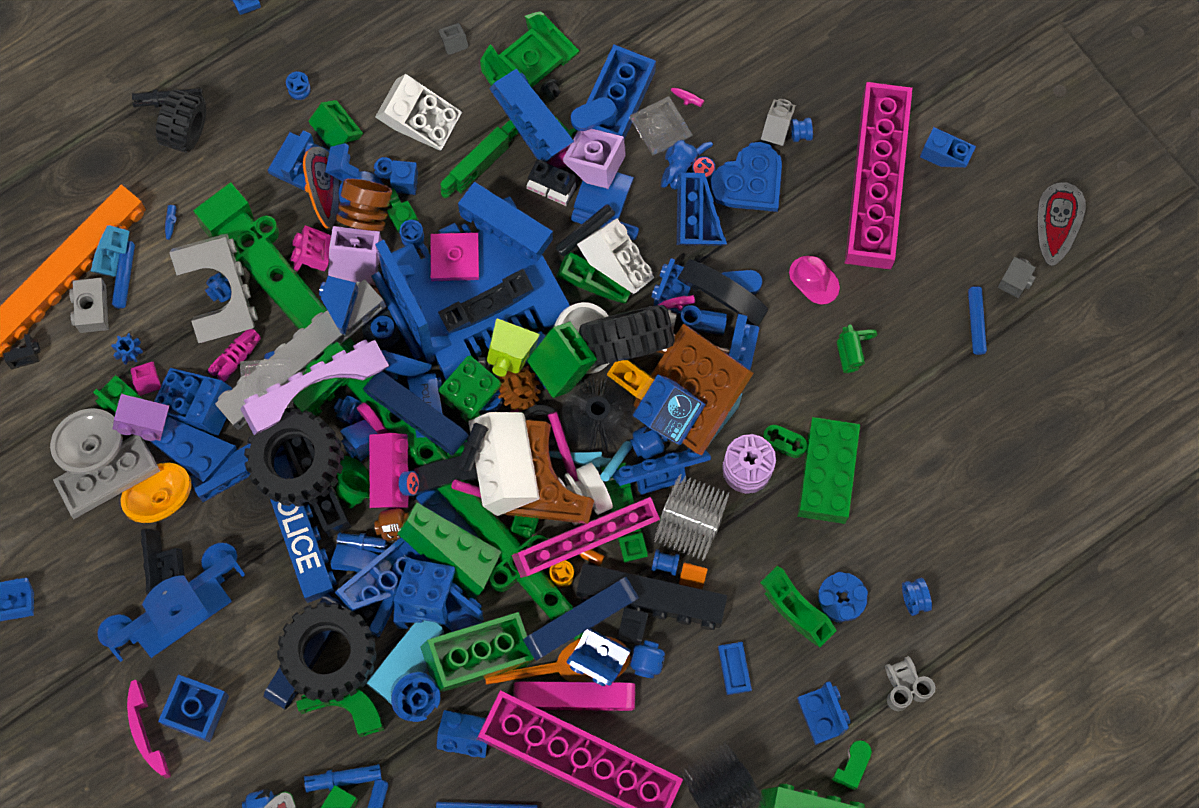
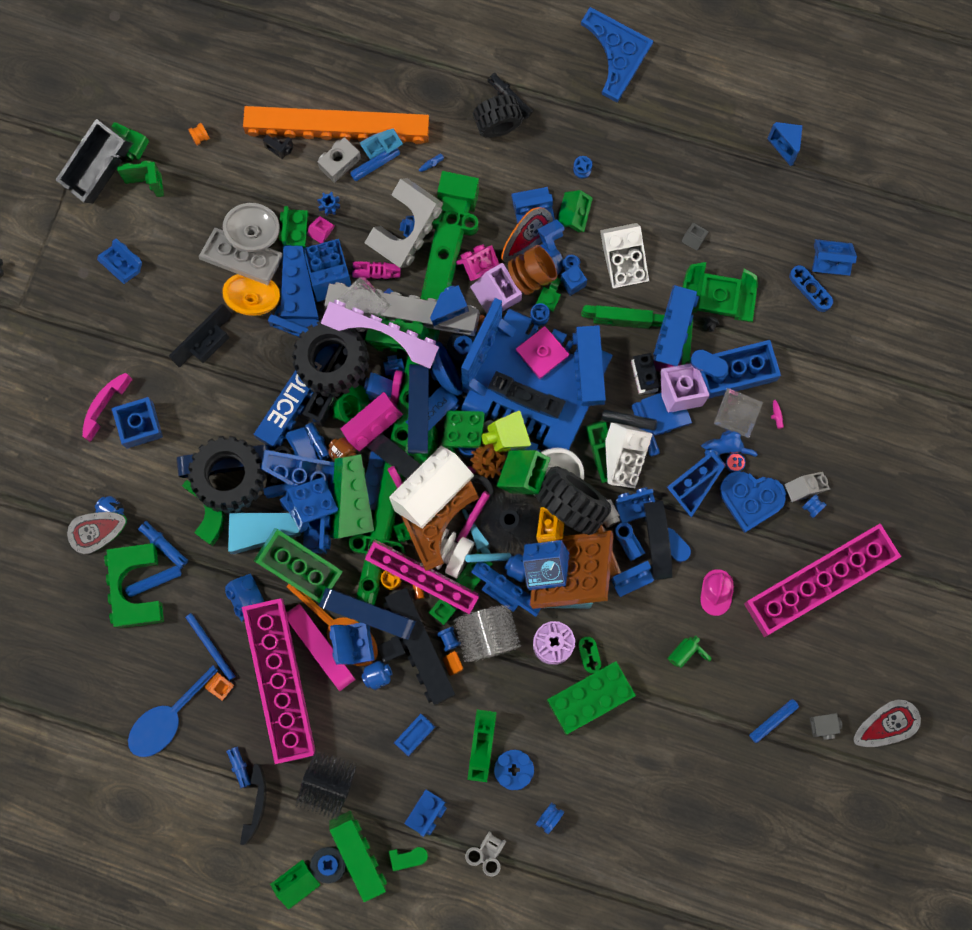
camera: 55 degrees right, 5 degrees up
(140, 418) = (288, 247): medium lavender brick -> none
(174, 606) = (190, 361): blue piece -> none
(409, 483) = (371, 440): tile -> none
(414, 696) = (238, 548): blue cone -> none
(472, 447) = (421, 461): black axle -> none
(678, 302) = (626, 515): dark pink helmet -> none
(947, 150) = (878, 612): blue slope -> none

